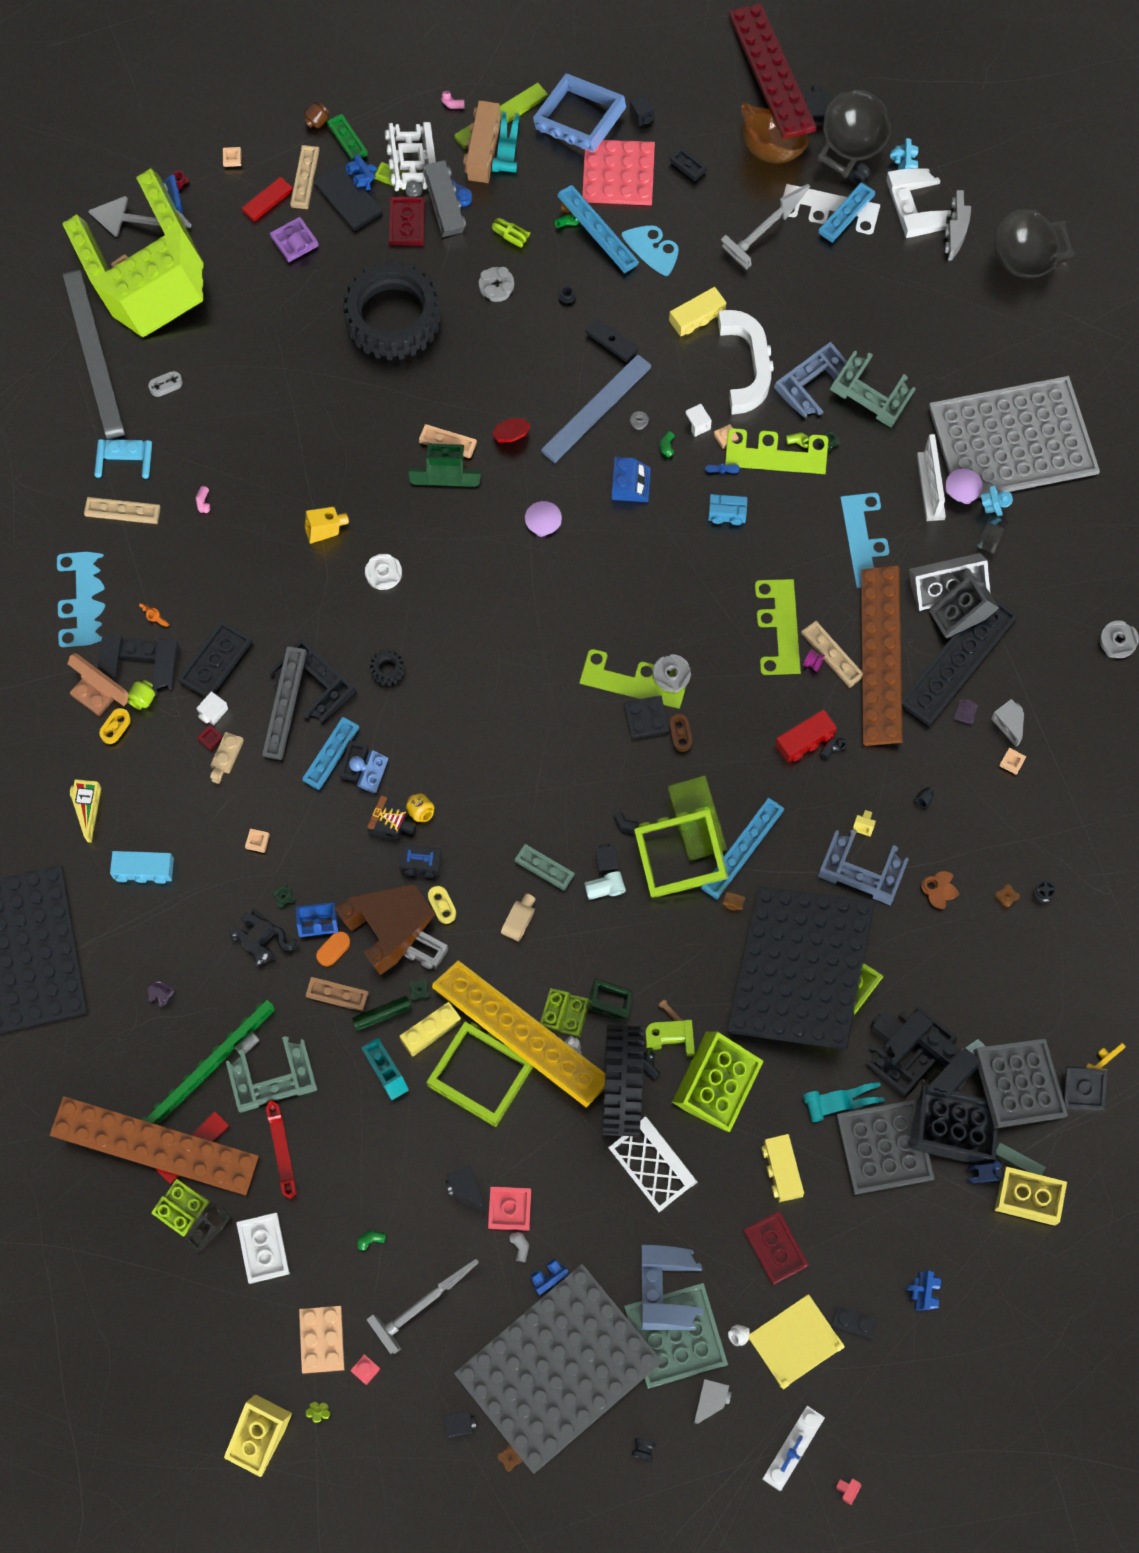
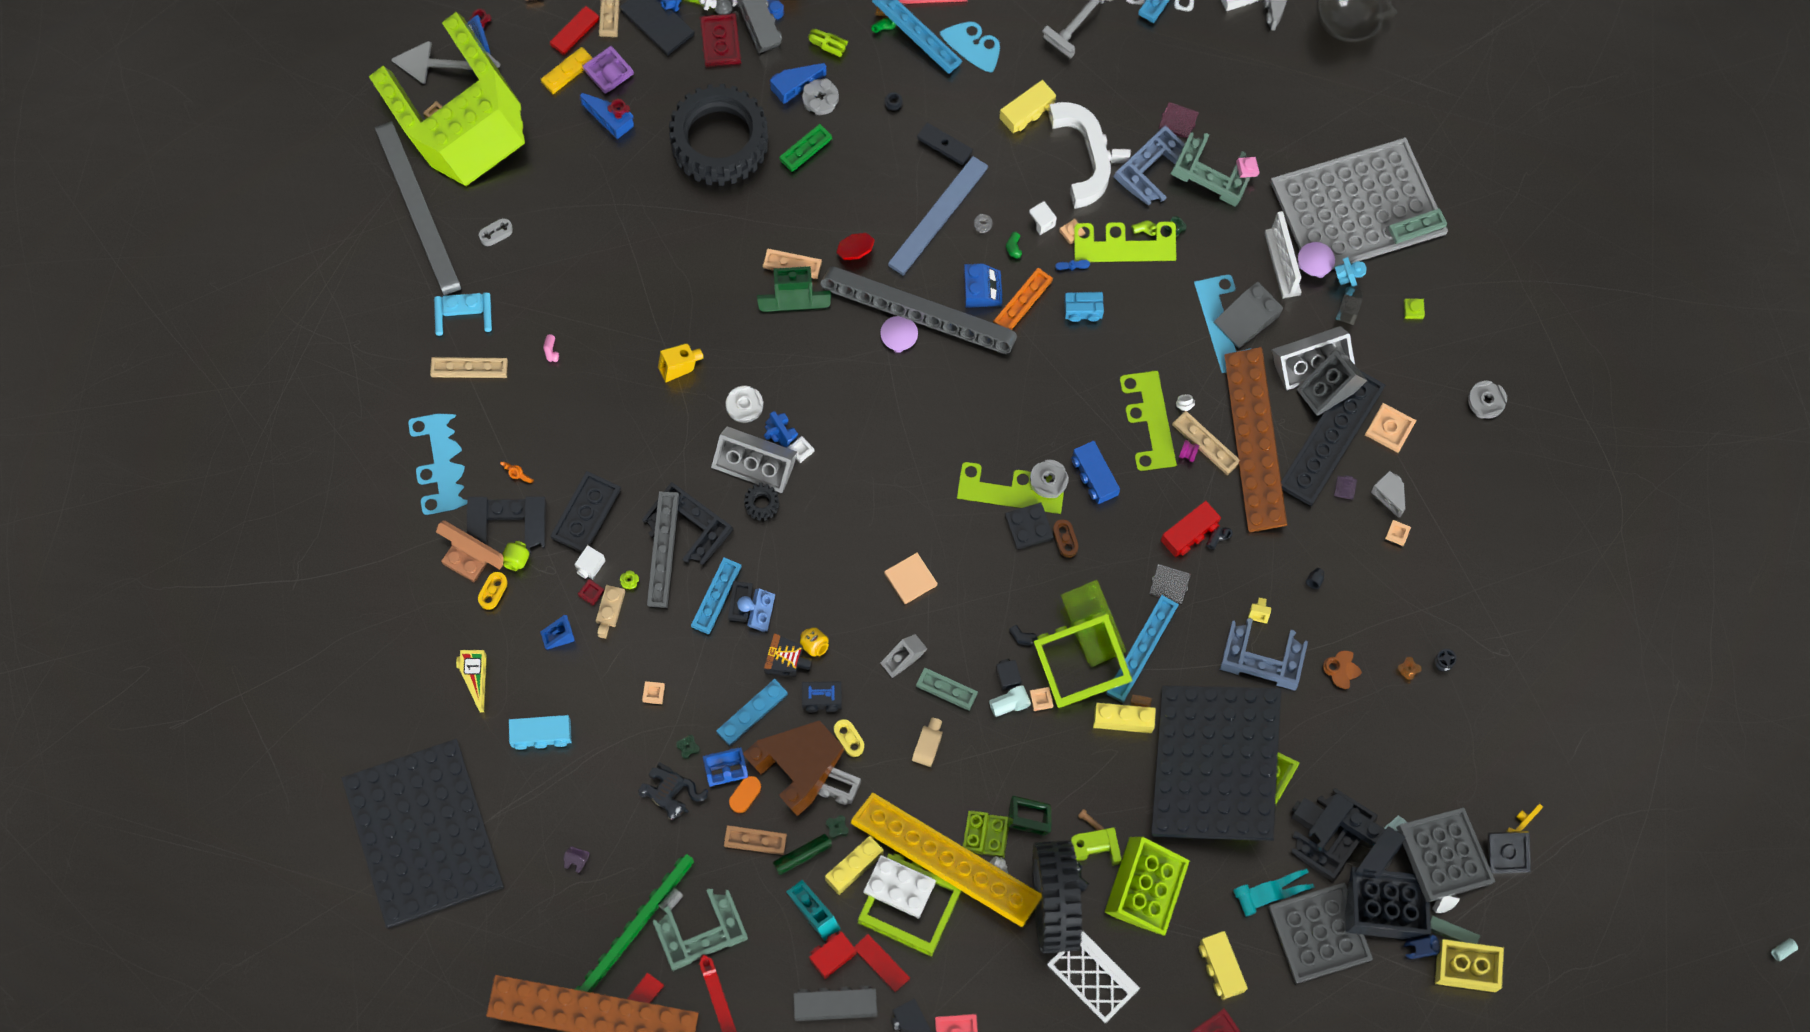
camera: 10 degrees left, 0 degrees up
(172, 773) = (557, 633): none -> blue slope
(252, 732) = (629, 584): none -> lime plate
(253, 237) = (566, 71): none -> yellow plate
(290, 282) = (599, 110): none -> blue slope
(297, 271) = (618, 103): none -> dark red plate
(351, 870) = (752, 712): none -> dark azure plate
(384, 625) = (753, 459): none -> light grey slope
(393, 1163) = (835, 1004): none -> dark grey brick
(397, 1114) = (832, 954): none -> red brick
(411, 600) = (777, 431): none -> blue hips
(432, 620) = (803, 449): none -> white tile
(445, 1128) = (881, 963): none -> red tile
(469, 266) = (792, 81): none -> blue slope
(471, 1054) = (899, 886): none -> white plate
(475, 331) = (805, 147): none -> green plate
(506, 829) = (903, 655): none -> light grey slope
(523, 756) = (910, 578): none -> light nougat tile
(565, 497) = (919, 310): none -> dark grey beam
(636, 886) = (1041, 699): none -> light nougat plate
(668, 498) = (1023, 299): none -> orange plate
(715, 913) = (1124, 717): none -> light yellow brick
(718, 672) = (1095, 472): none -> blue brick
(779, 787) = (1170, 583): none -> clear piece
(782, 367) = (1120, 156): none -> white tile
(816, 612) = (1185, 402): none -> white plate
(845, 338) = (1179, 120): none -> clear pink piece
(890, 533) = (1248, 315): none -> dark grey slope
(907, 389) = (1247, 167): none -> bright pink plate
(1015, 1132) = (1445, 904): none -> white tile
(1018, 657) = (1390, 427): none -> light nougat tile
(1056, 543) = (1414, 308): none -> lime plate
(1069, 462) = (1417, 226): none -> sand green plate

